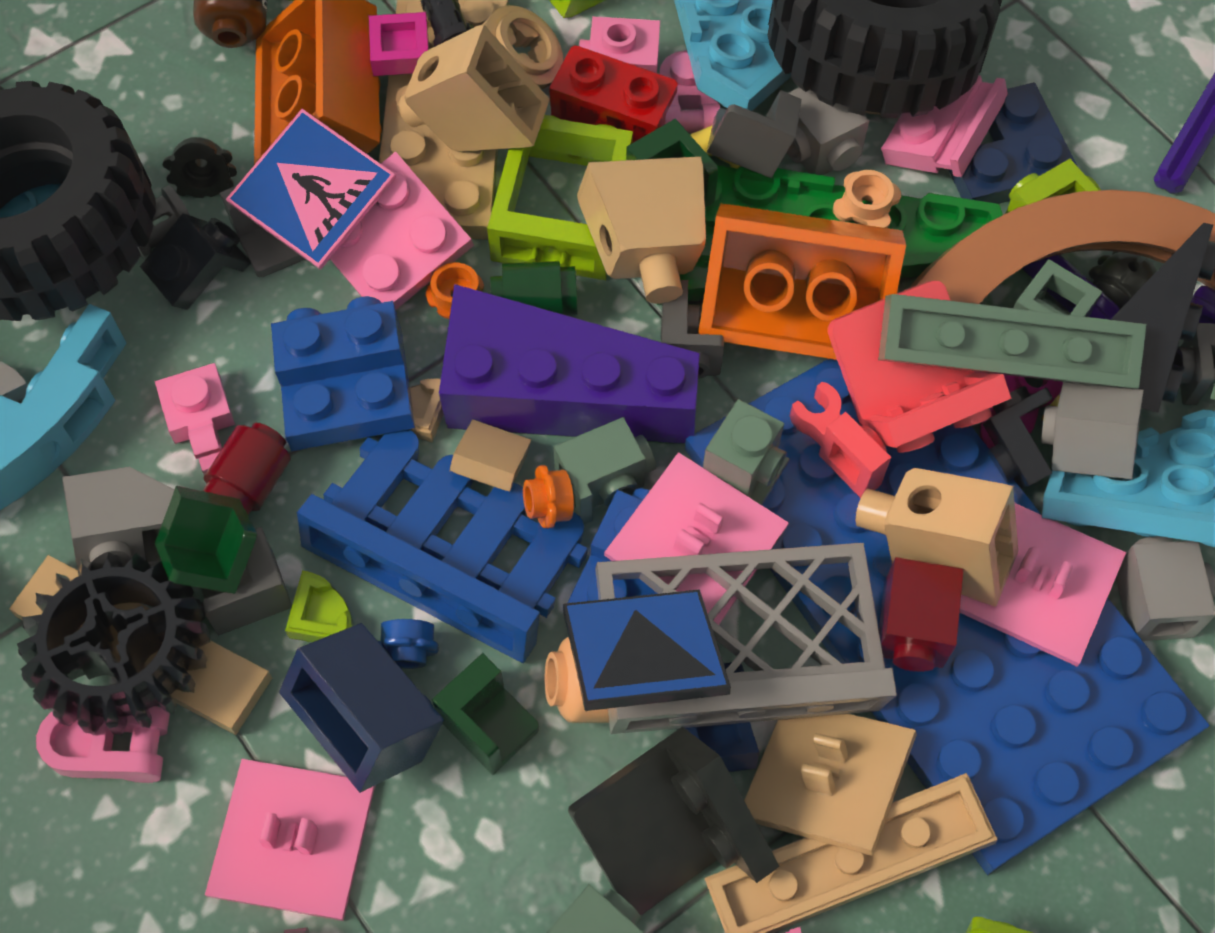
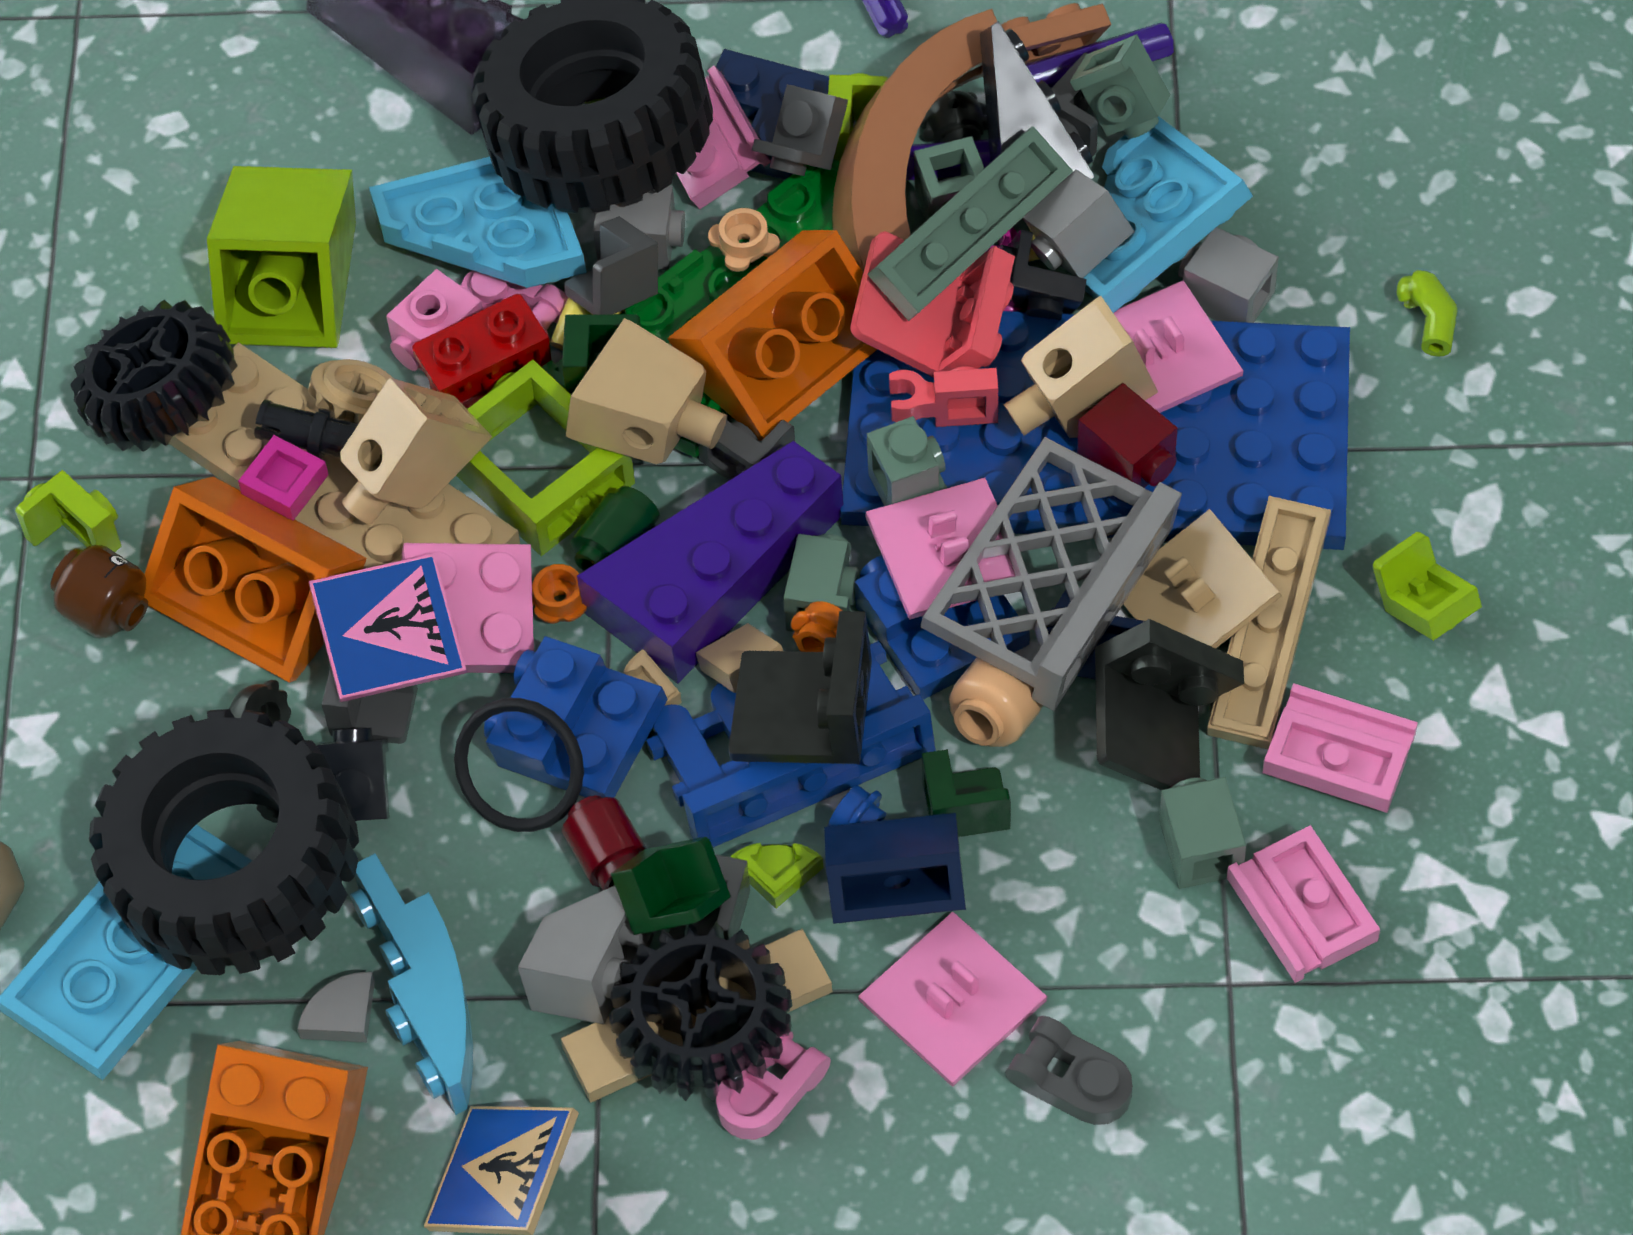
camera: 50 degrees left, 5 degrees down
(195, 410) = (507, 854): bright pink plate -> none
(298, 367) = (565, 734): none -> black tyre
(455, 526) = (805, 702): none -> pearl dark grey bracket
(644, 650) = (1026, 620): piece -> none
(1000, 176) = (805, 131): none -> dark grey bracket

